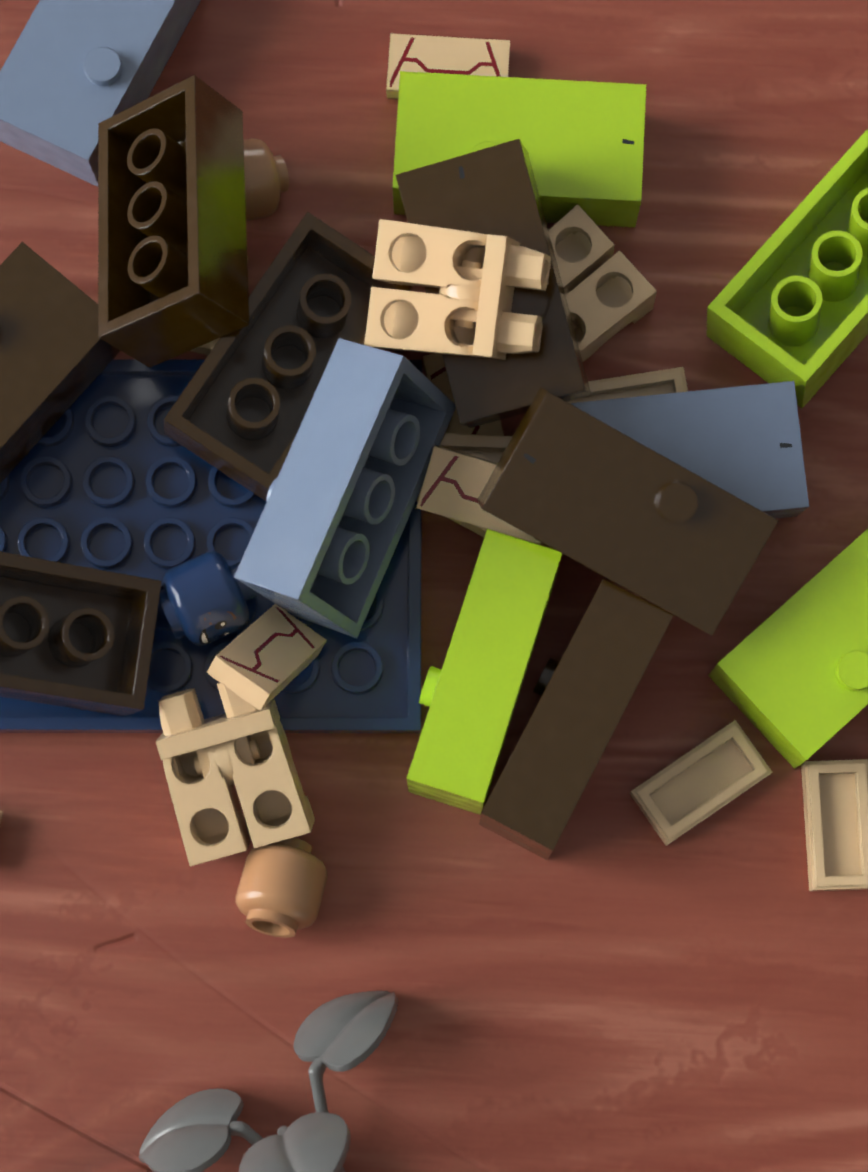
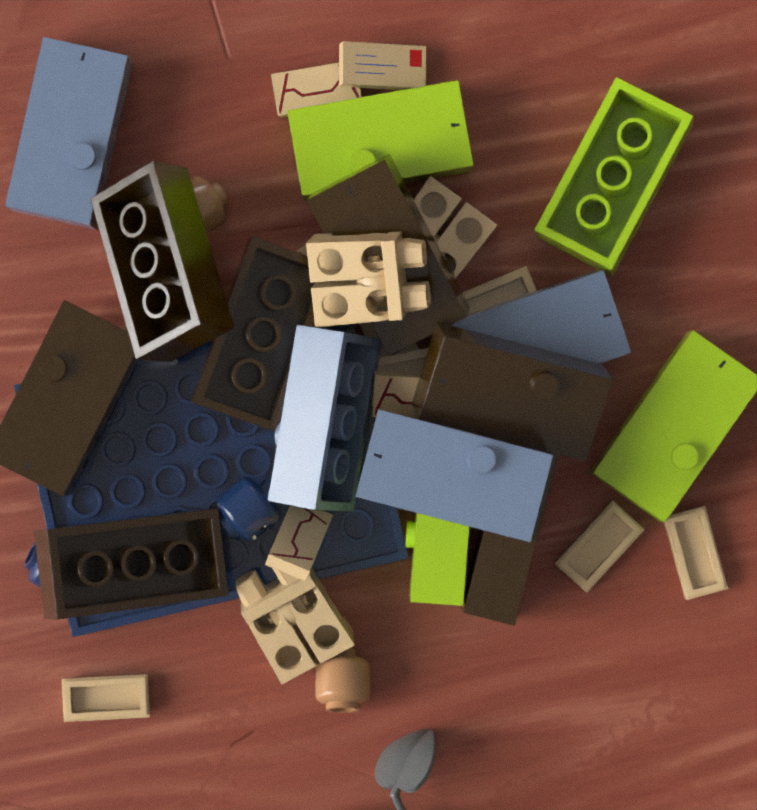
camera: 15 degrees left, 10 degrees up
(512, 600) = (454, 475): none -> sand blue brick
(541, 50) = (381, 65): none -> tan tile

